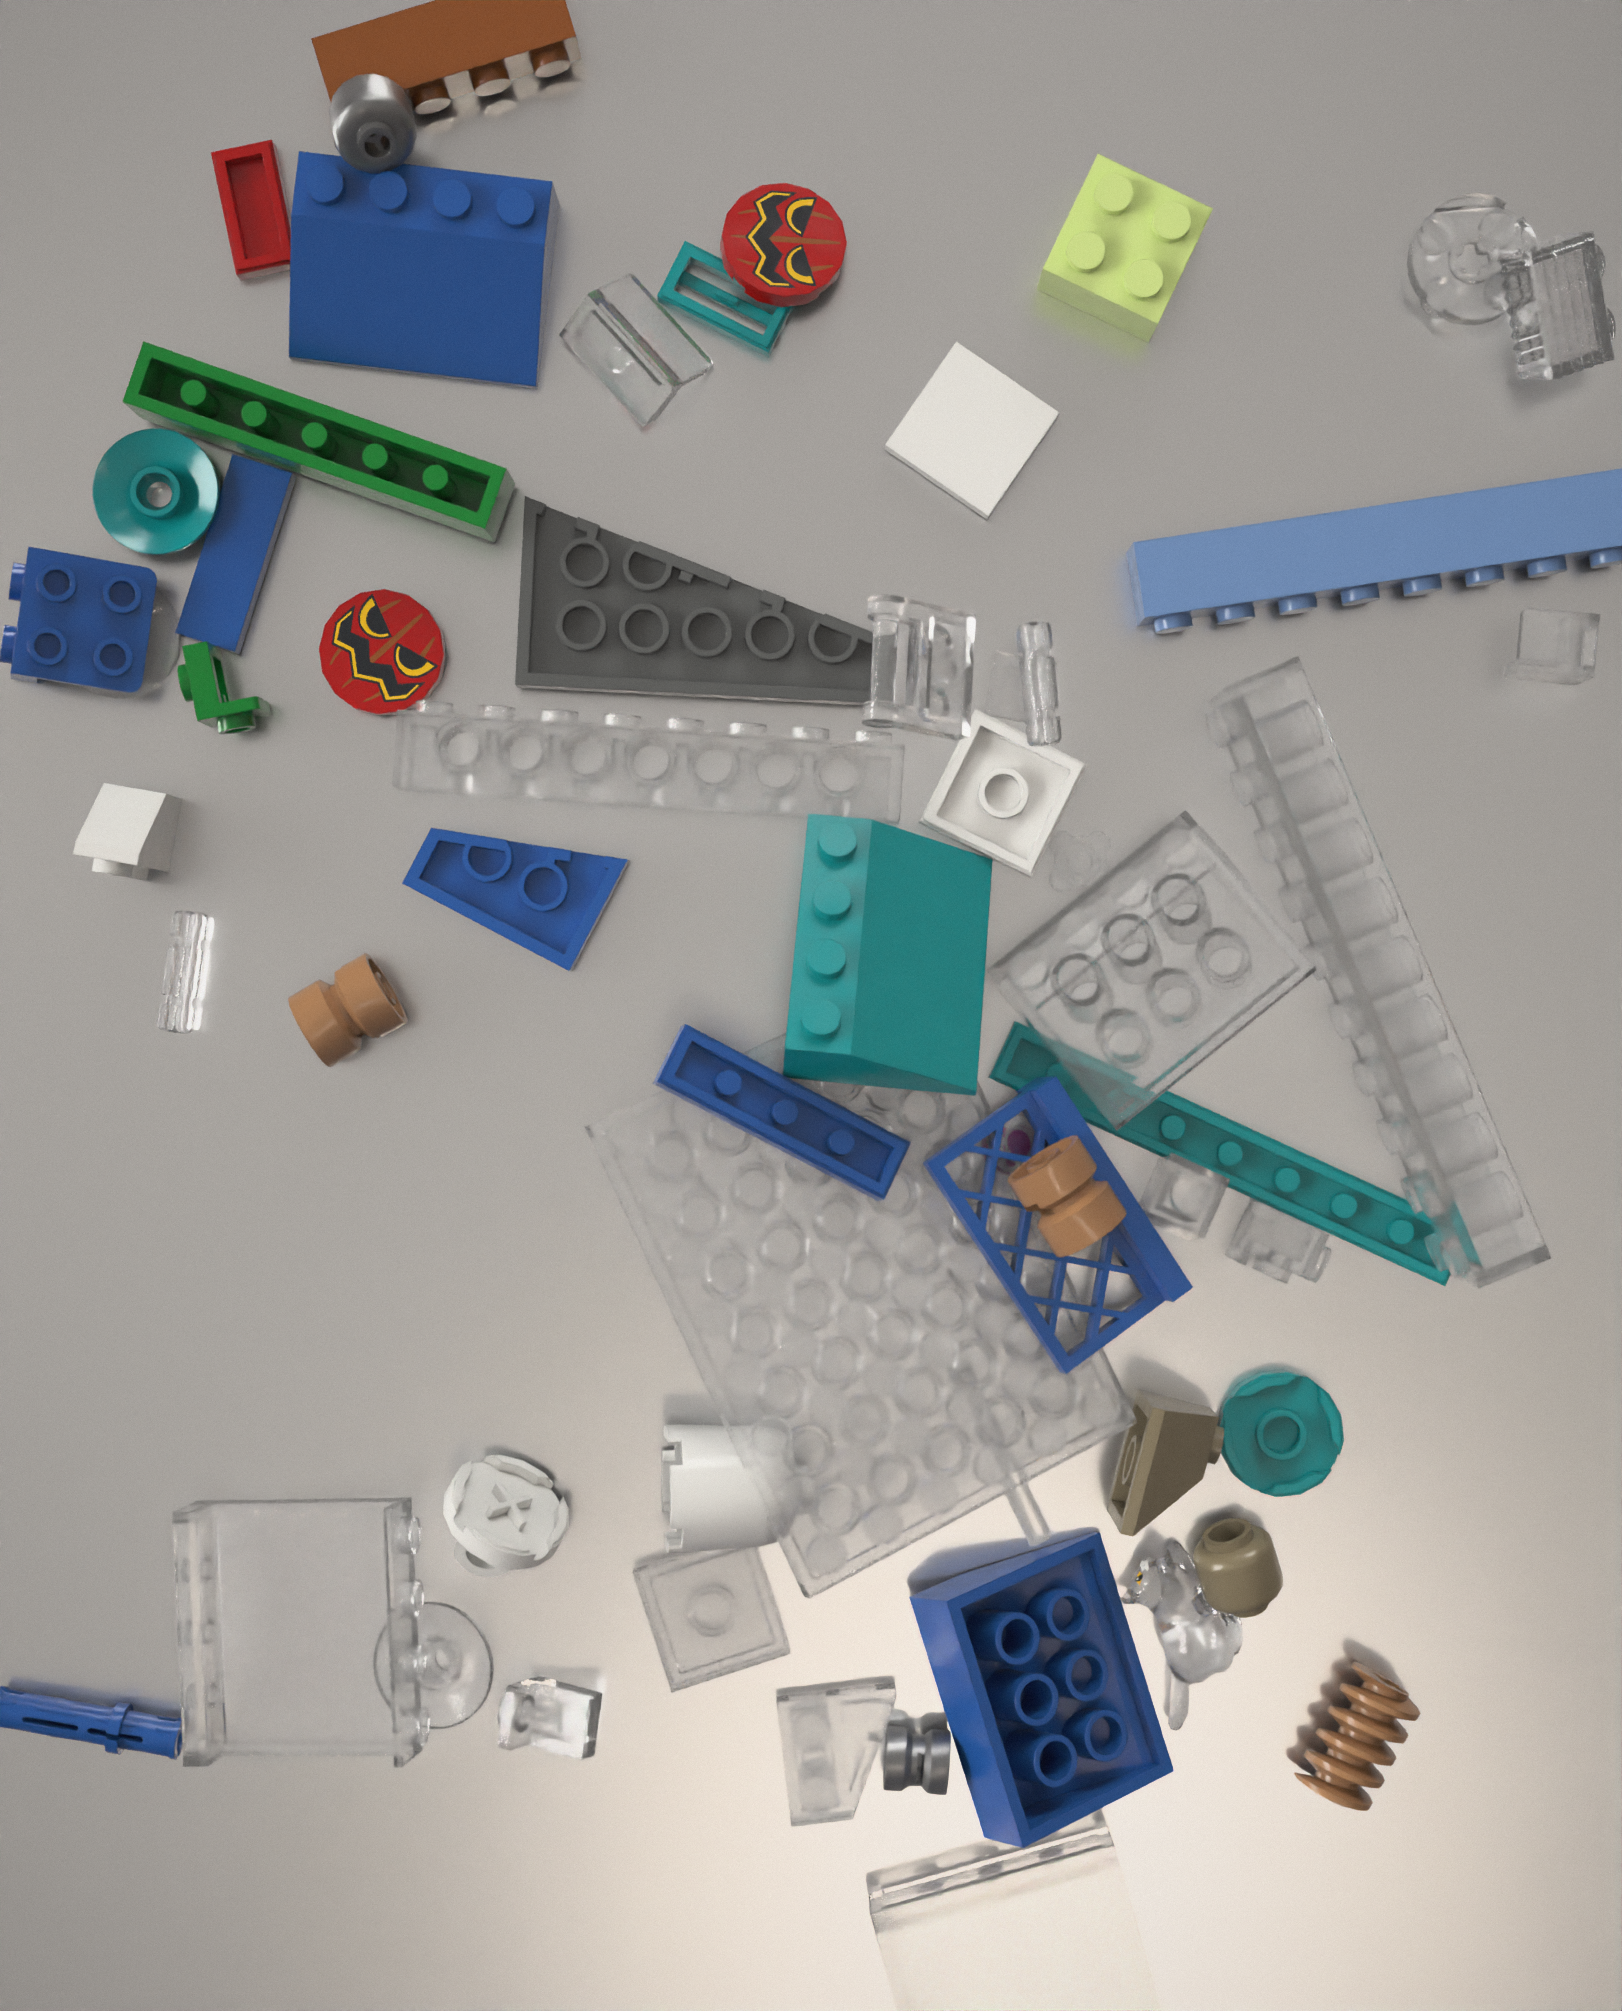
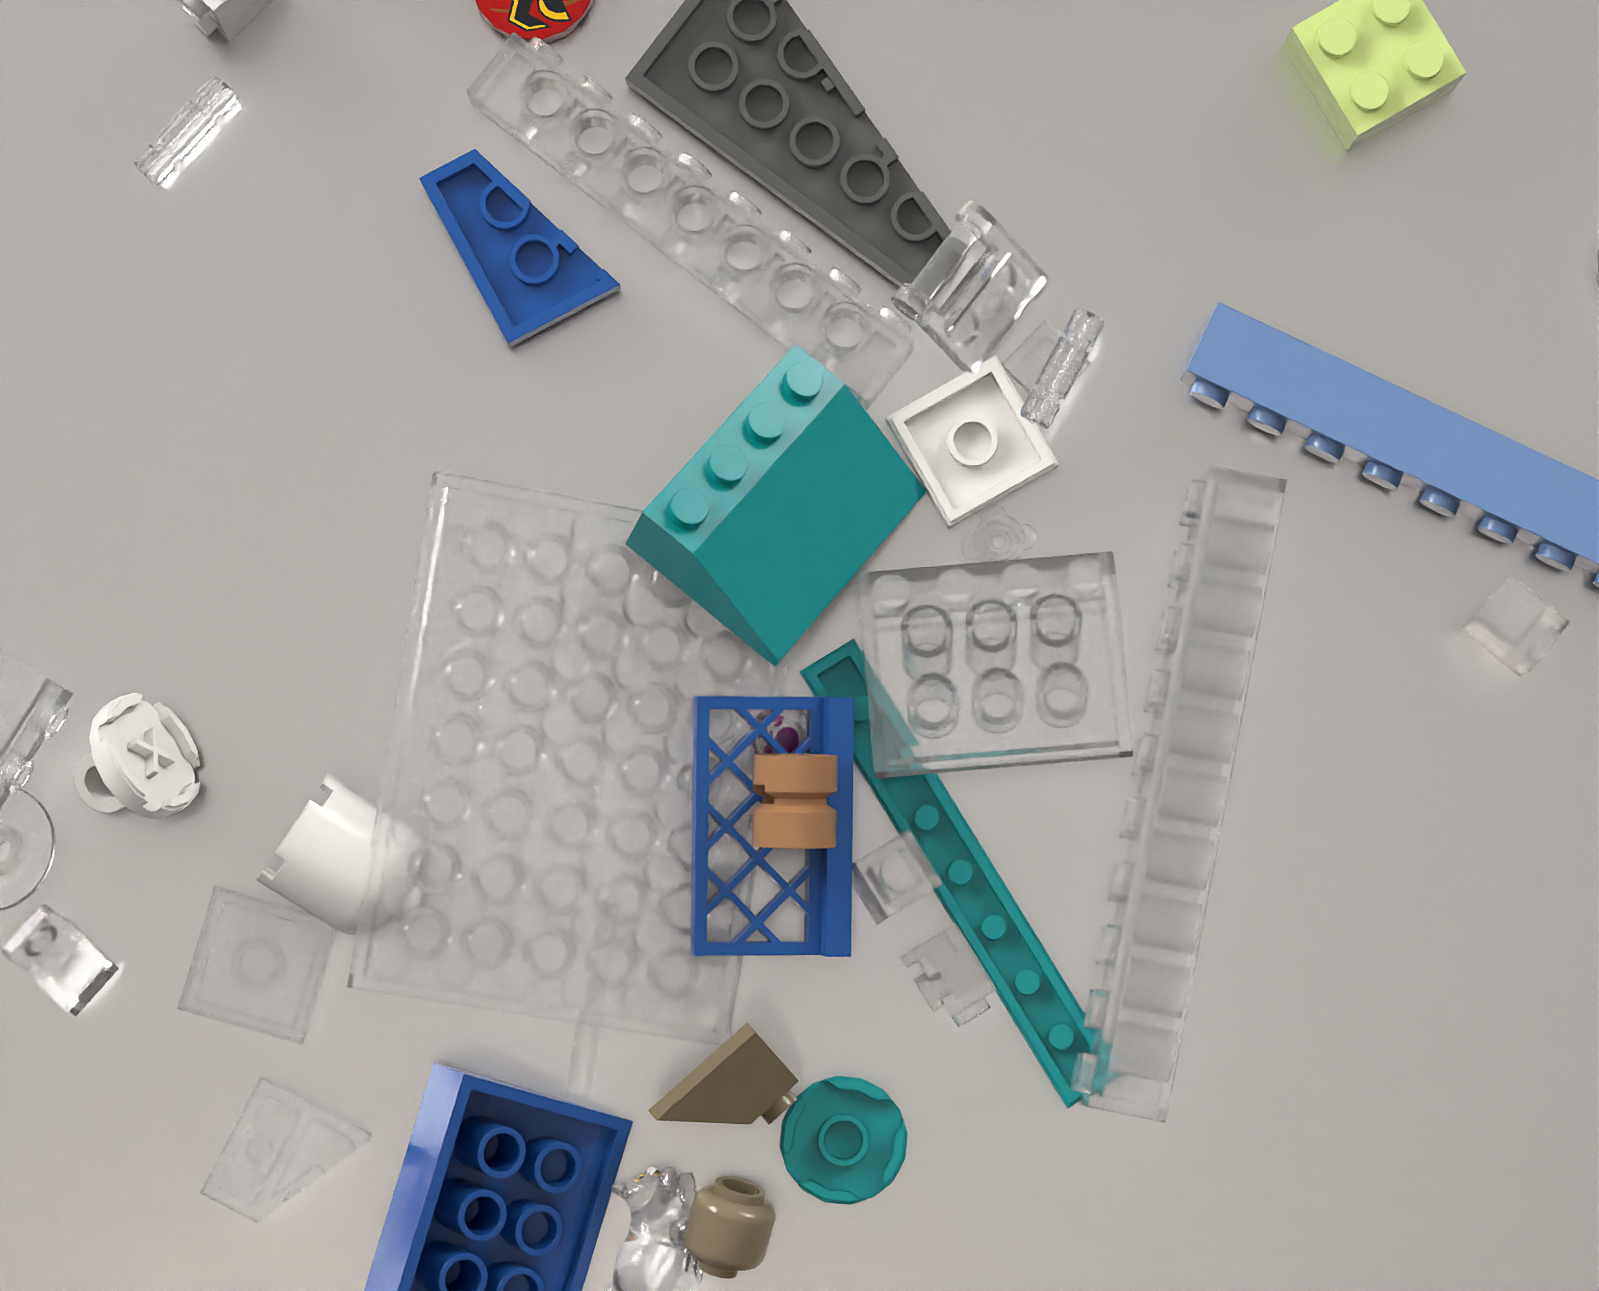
camera: 30 degrees right, 5 degrees down
(341, 1013) = (300, 251): medium nougat wheel -> none
(781, 1112) = (604, 572): blue tile -> none
(901, 1760) = (332, 1199): flat silver wheel -> none
(971, 430) = (1148, 124): white tile -> none

